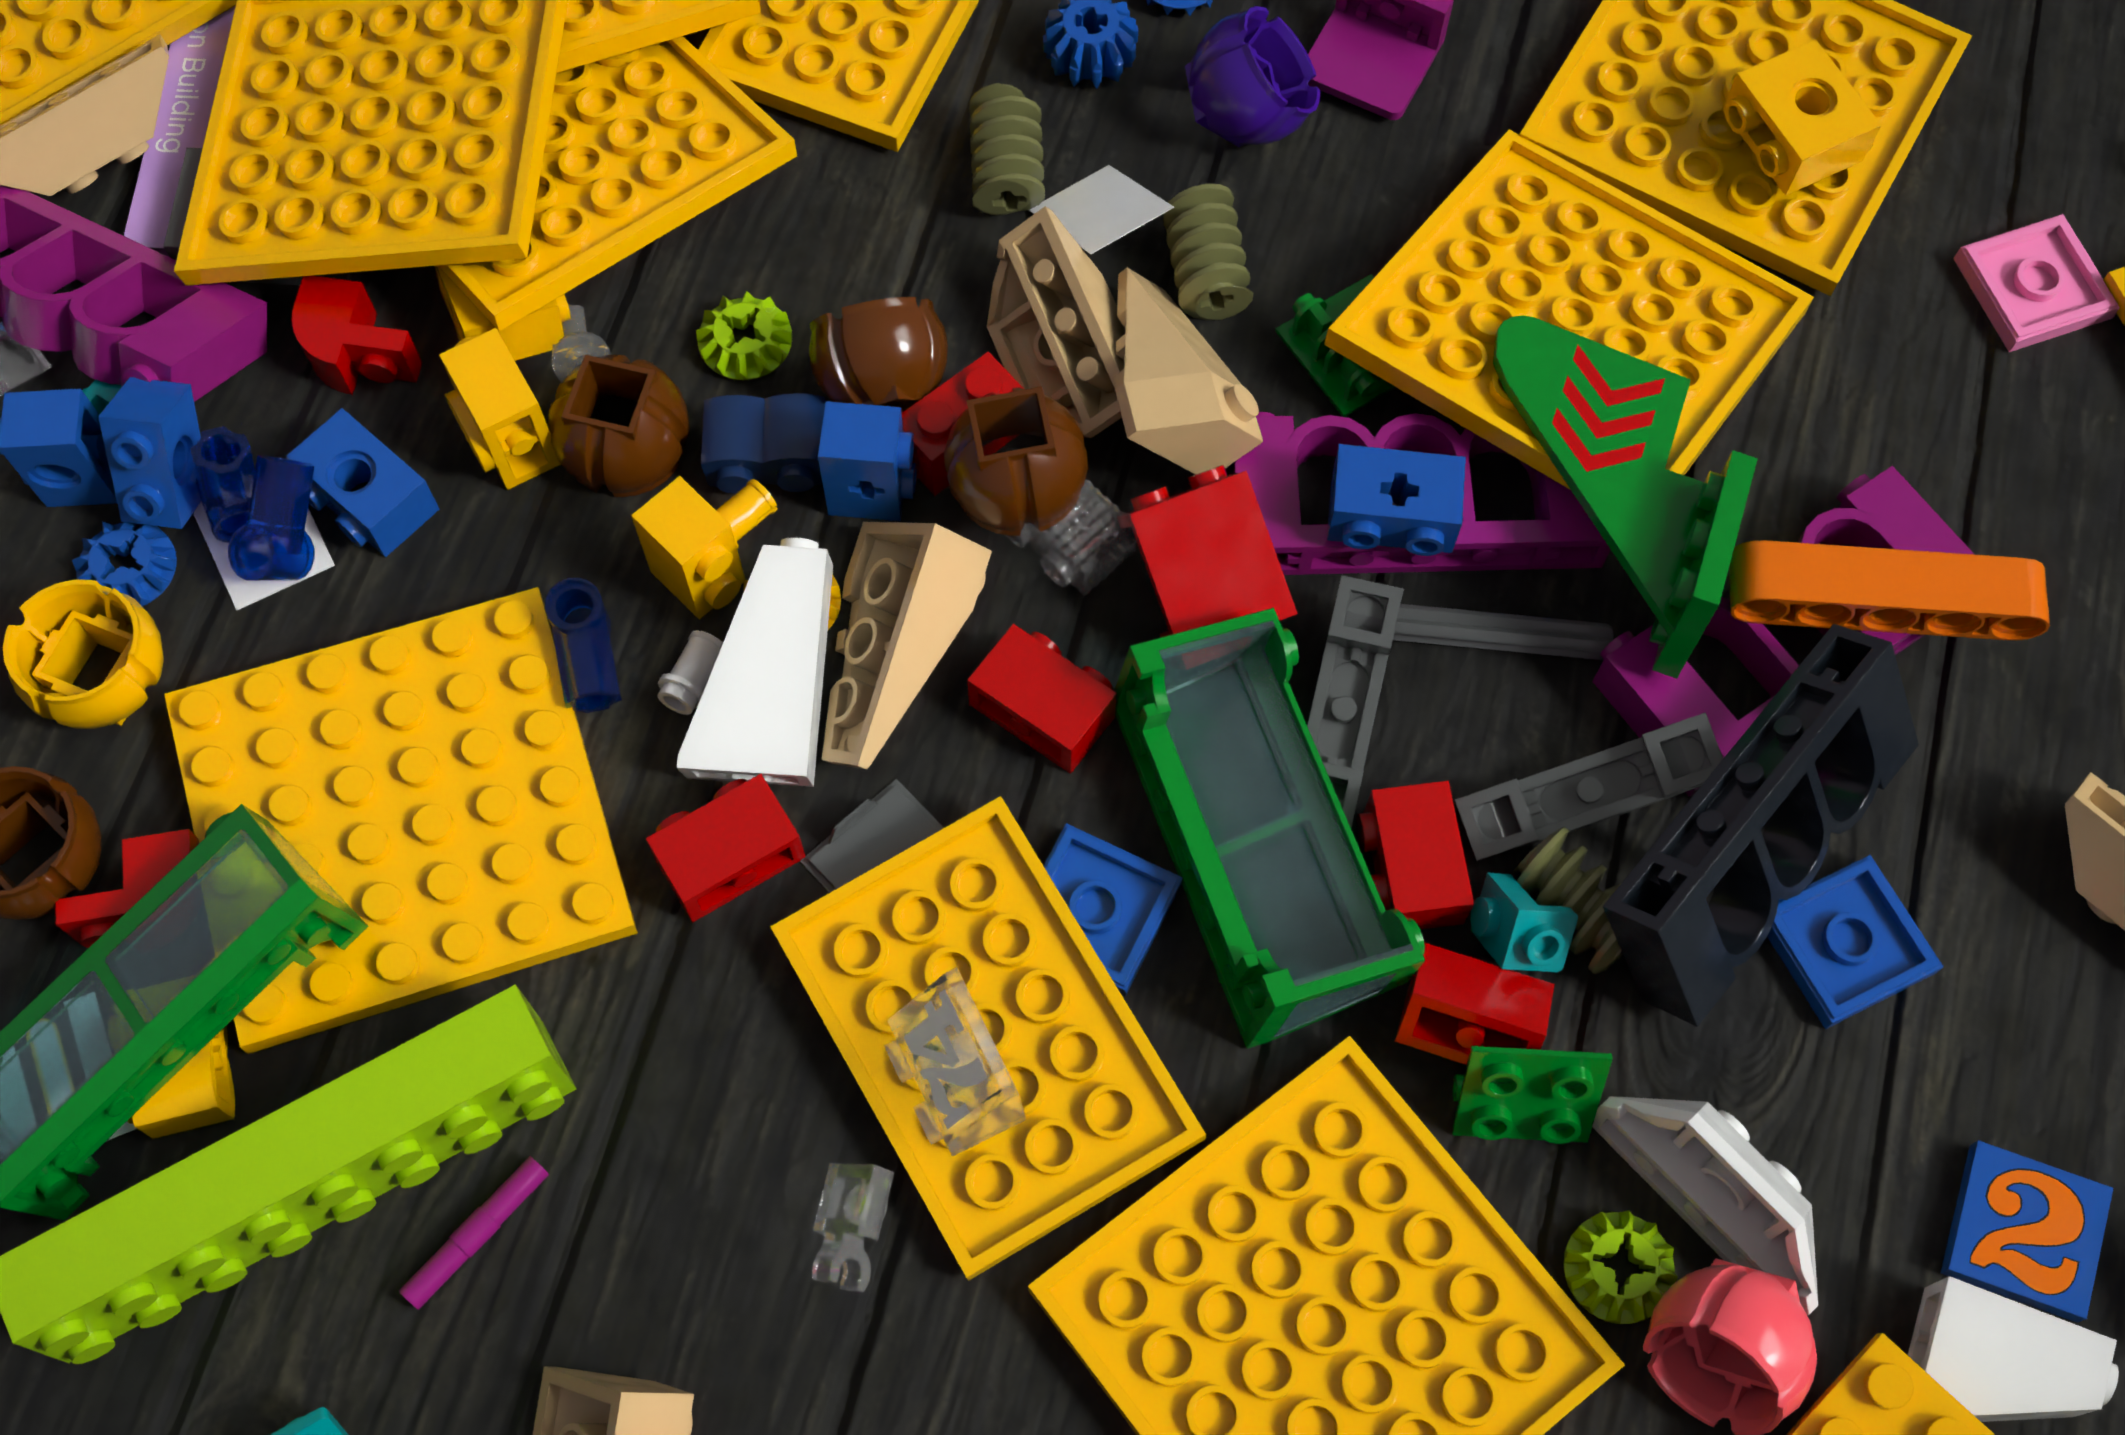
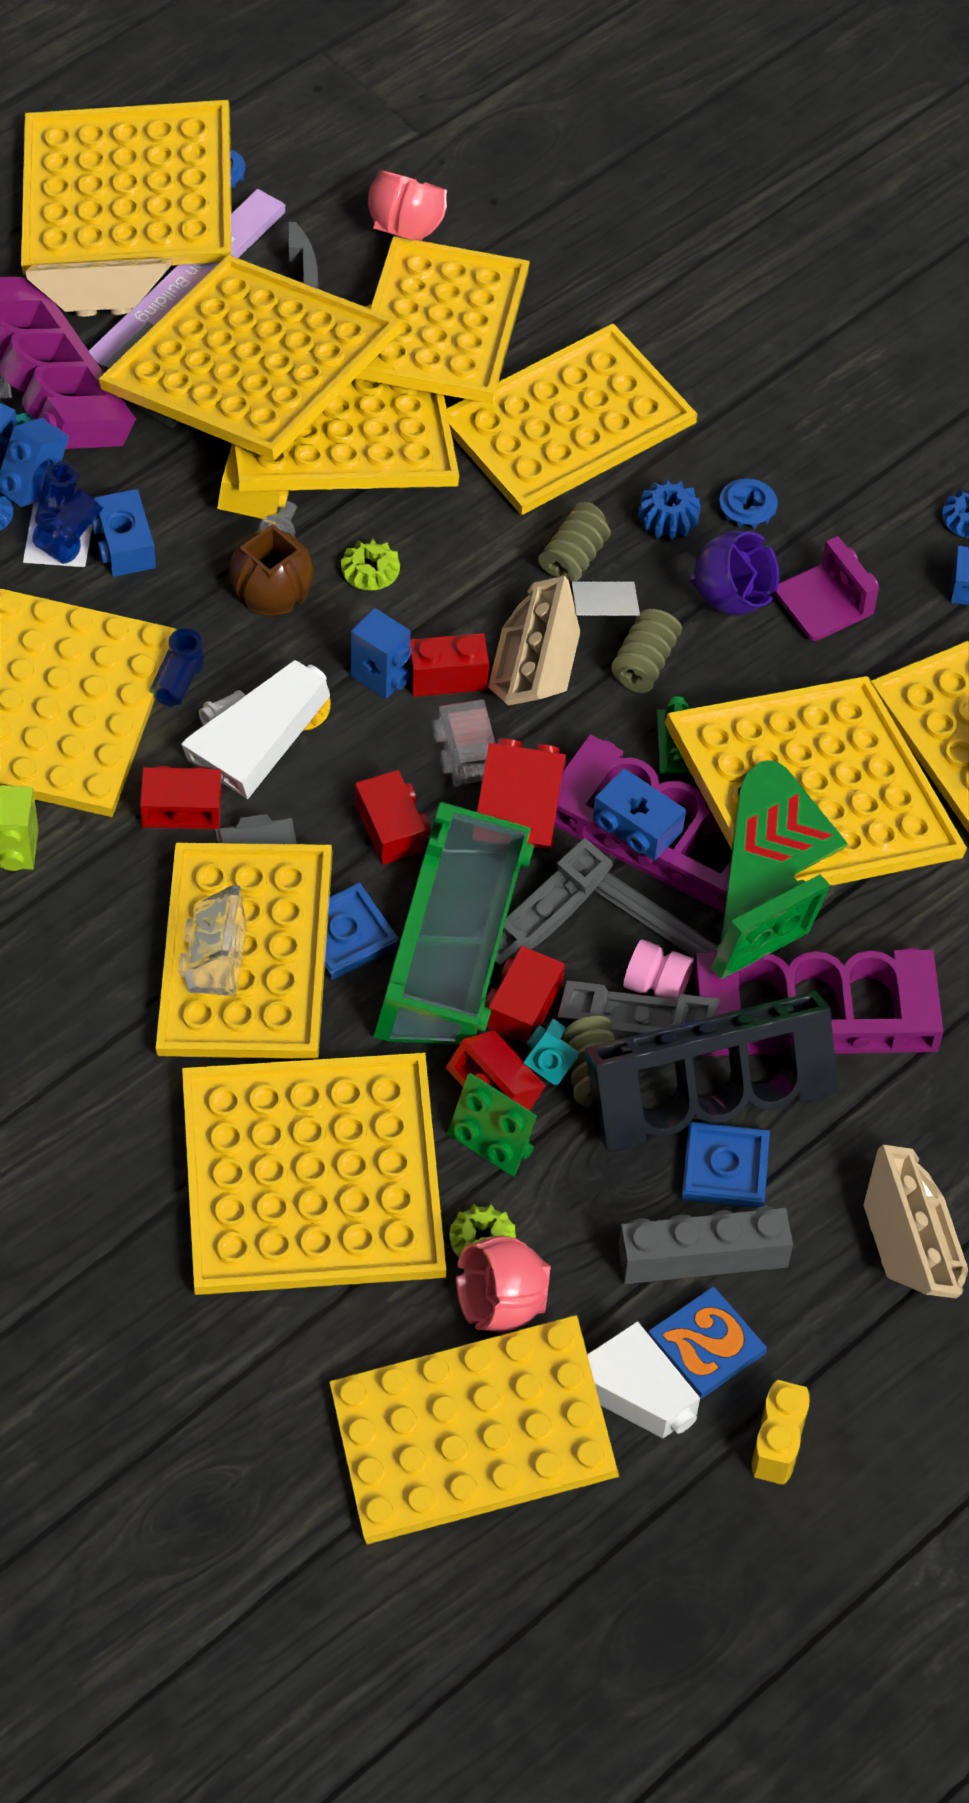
camera: 30 degrees right, 10 degrees down
(340, 340) = (163, 458): red brick -> none
(497, 409) = (213, 530): yellow brick -> none
(697, 547) = (264, 645): yellow brick -> none
(762, 441) = (332, 616): dark blue brick -> none
(848, 1214) = (123, 991): clear plate -> none
(879, 352) = (427, 603): reddish brown piece -> none
(908, 602) = (359, 732): tan wedge -> none
(1018, 485) = (444, 698): reddish brown piece -> none
(1175, 386) = (570, 698): tan wedge -> none
(1580, 712) = (656, 972): none -> bright pink wheel
(1717, 1184) = (559, 1224): white wedge -> none
(1888, 590) = (870, 1000): orange beam -> none
(1930, 1089) = (705, 1245): none -> dark grey brick

